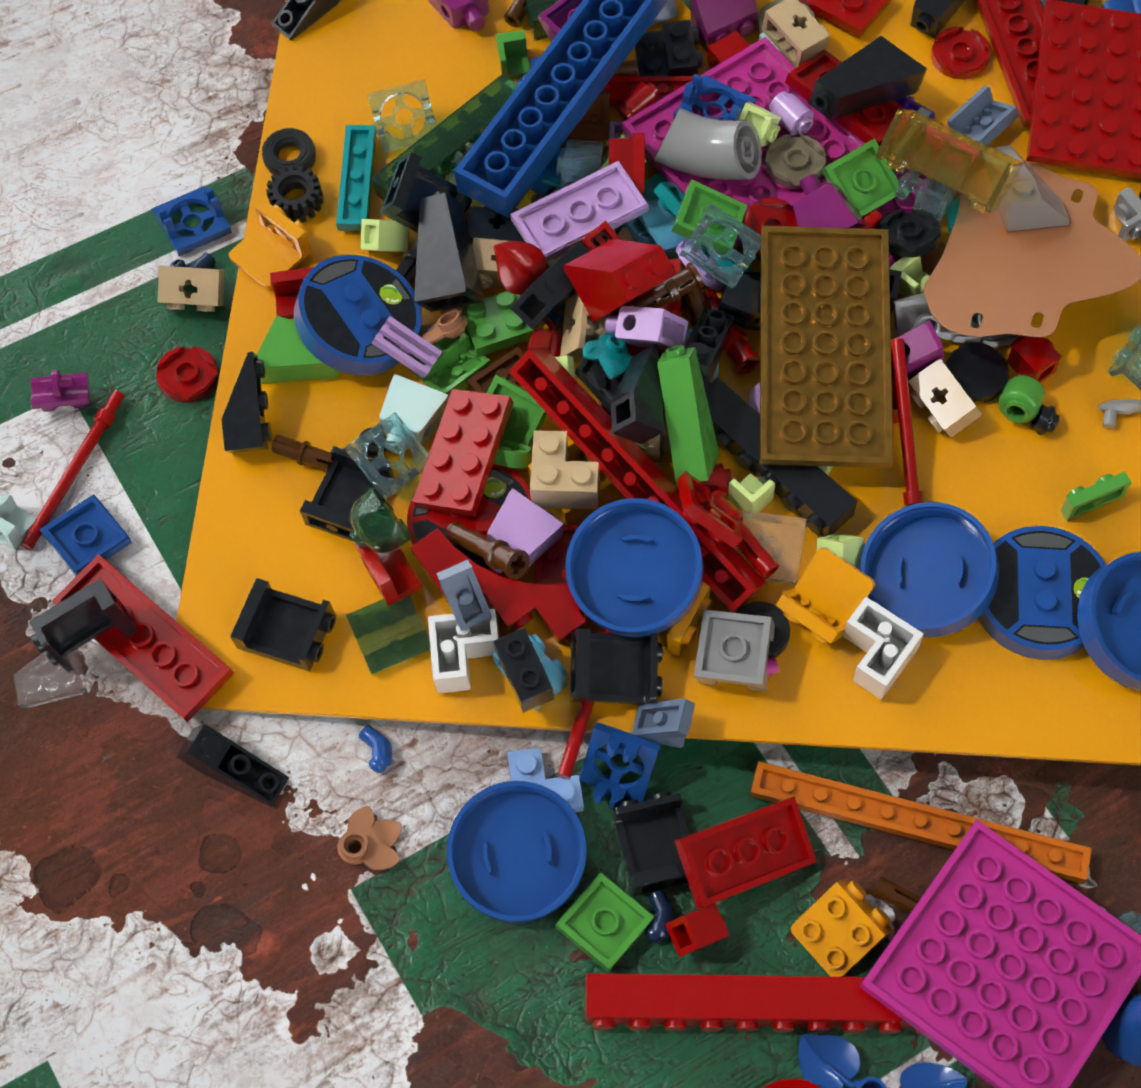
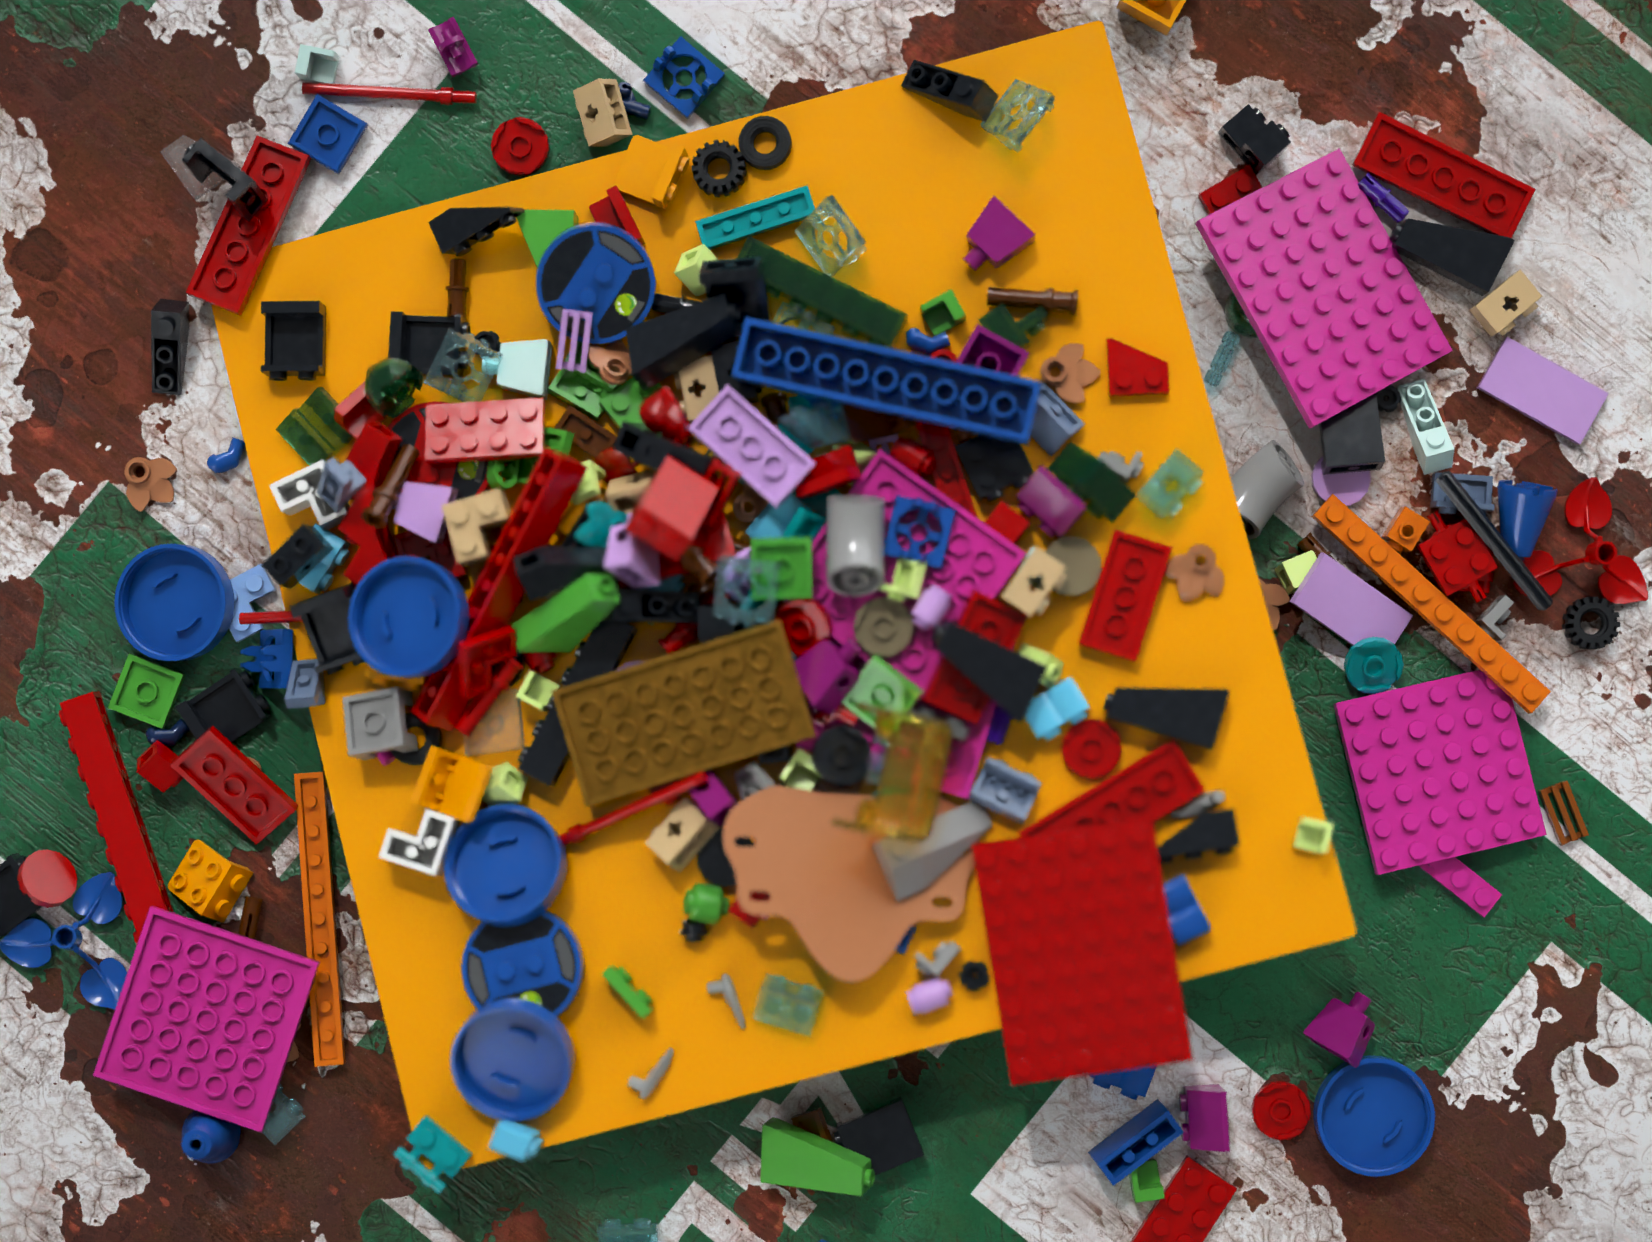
camera: 75 degrees right, 25 degrees up
(924, 52) = (1055, 708): none -> medium azure brick

